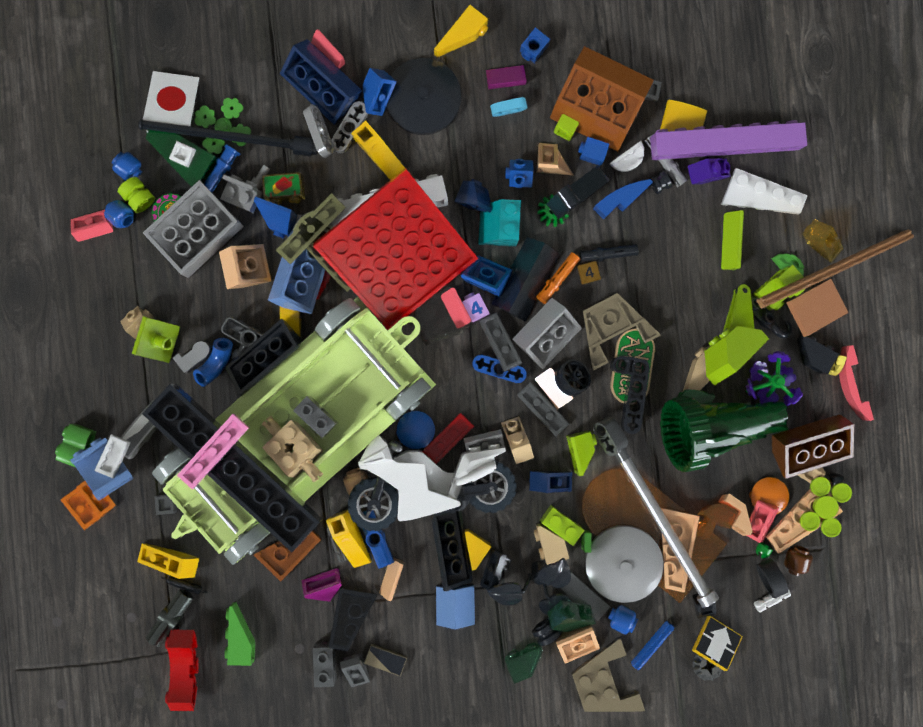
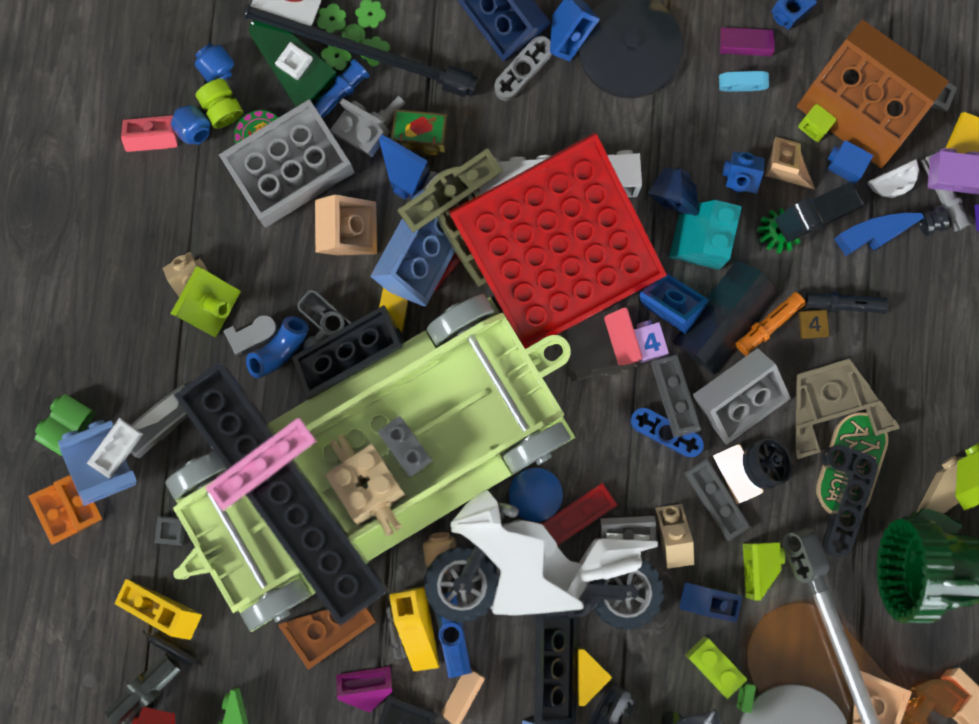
camera: 15 degrees right, 5 degrees down
(318, 131) = (481, 65): light grey beam -> none
(377, 150) = (555, 105): yellow slope -> none
(552, 545) = (696, 692): tan slope -> none

